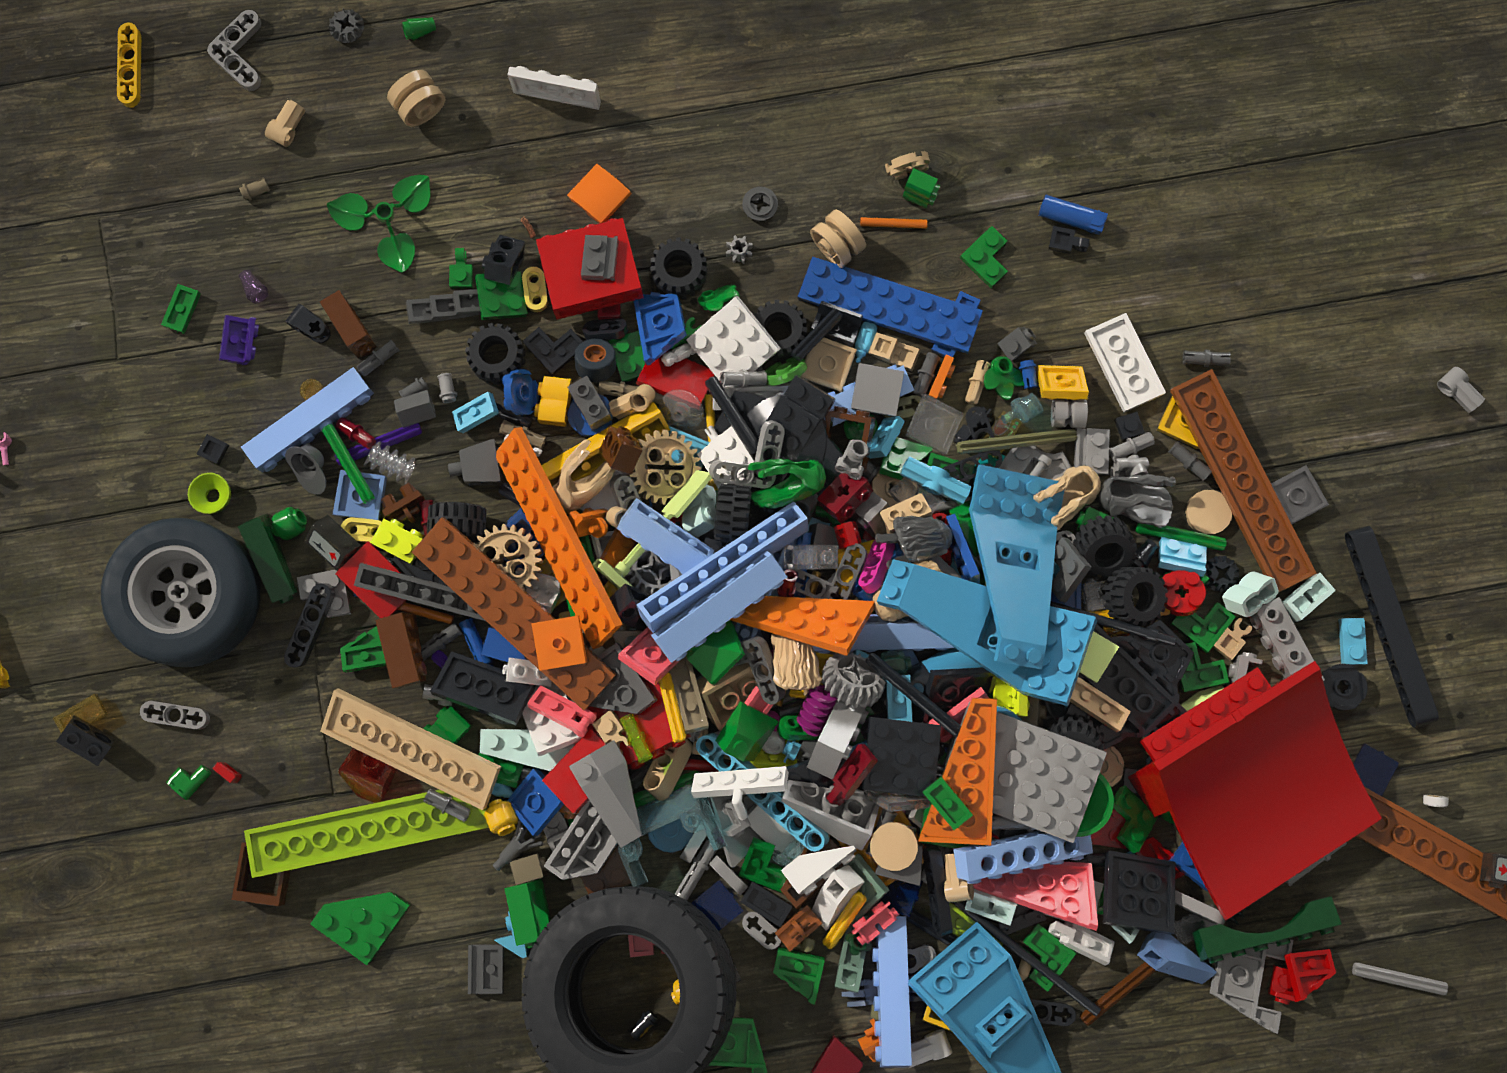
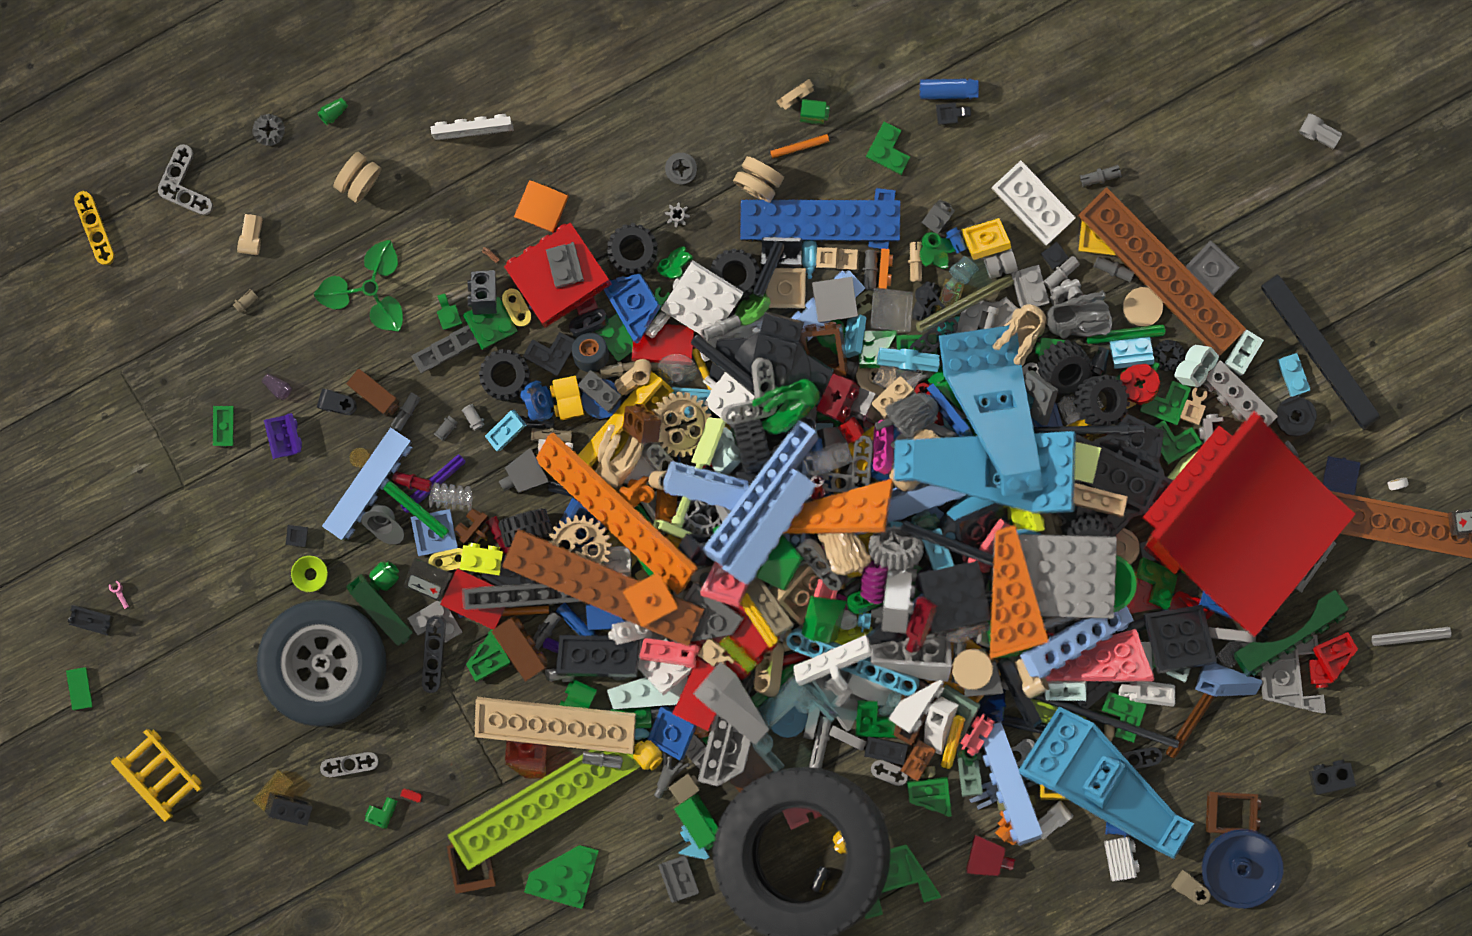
camera: 20 degrees left, 5 degrees up
(414, 408) = (453, 444): dark grey piece -> none
(718, 905) = (847, 764): clear blue piece -> none
(852, 459) = (834, 368): light grey plate -> none
(947, 803) = (1003, 620): green plate -> none

